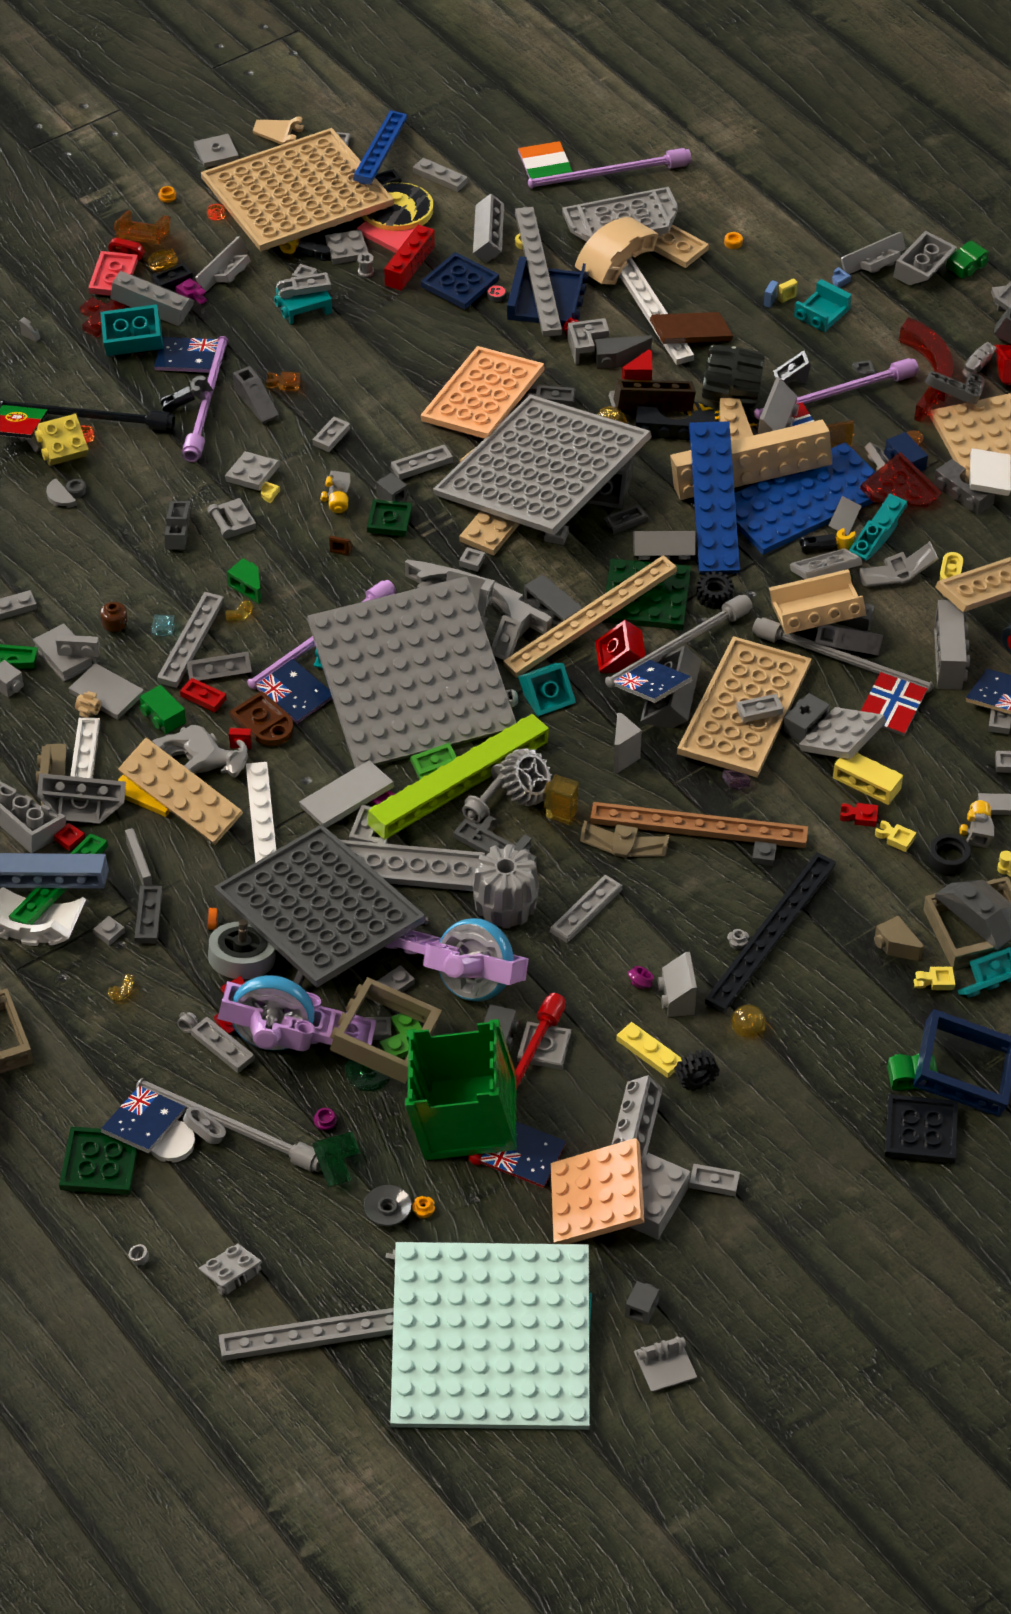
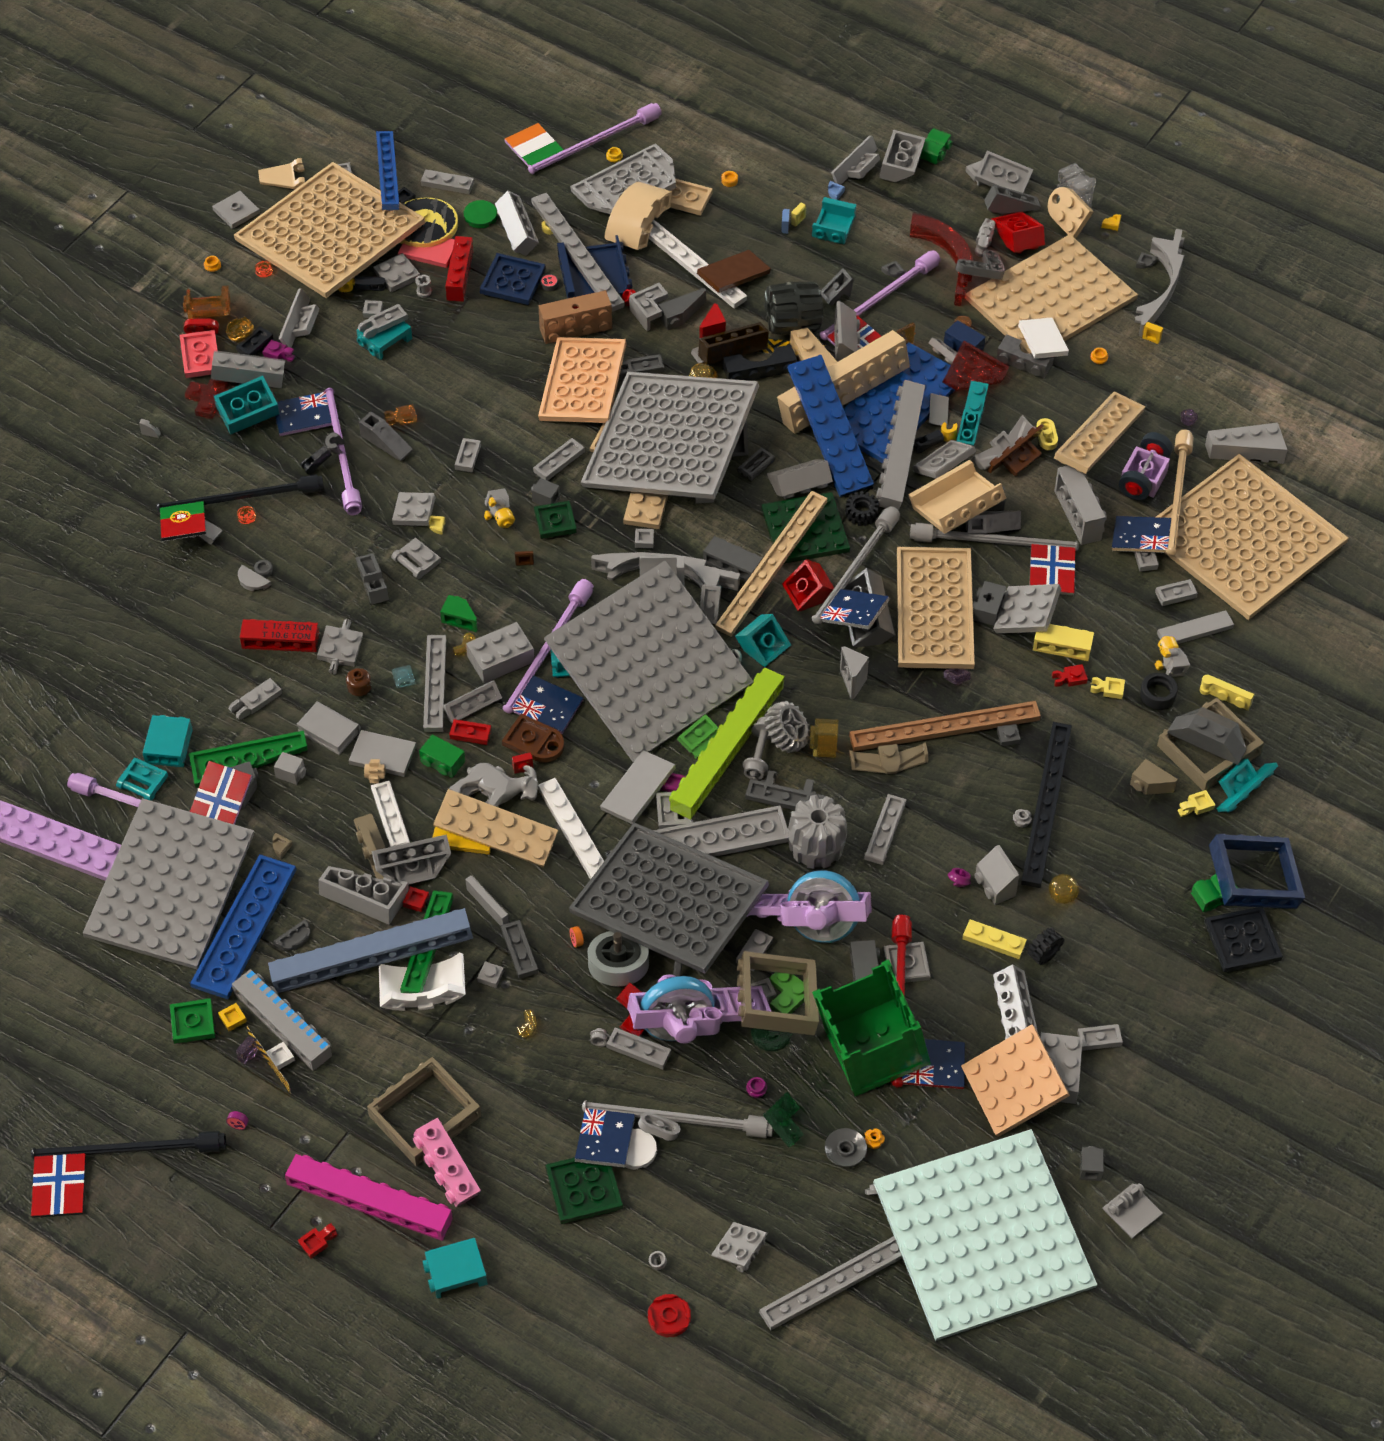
camera: 20 degrees left, 5 degrees up
(59, 553) = (279, 635): none -> red brick
(61, 439) = (233, 527): light yellow brick -> none
(78, 645) = (343, 719): light grey plate -> none
(114, 579) = (340, 646): none -> light grey plate
(125, 1313) = (669, 1315): none -> red tile
(269, 627) = (500, 652): none -> light grey brick
(458, 212) = (480, 214): none -> green tile
(503, 329) = (575, 316): none -> medium nougat brick
(623, 188) = (614, 155): none -> yellow plate
(759, 708) = (951, 606): light grey plate -> none
(784, 537) = (901, 444): none -> light grey brick
(909, 580) = (1020, 455): none -> reddish brown bracket

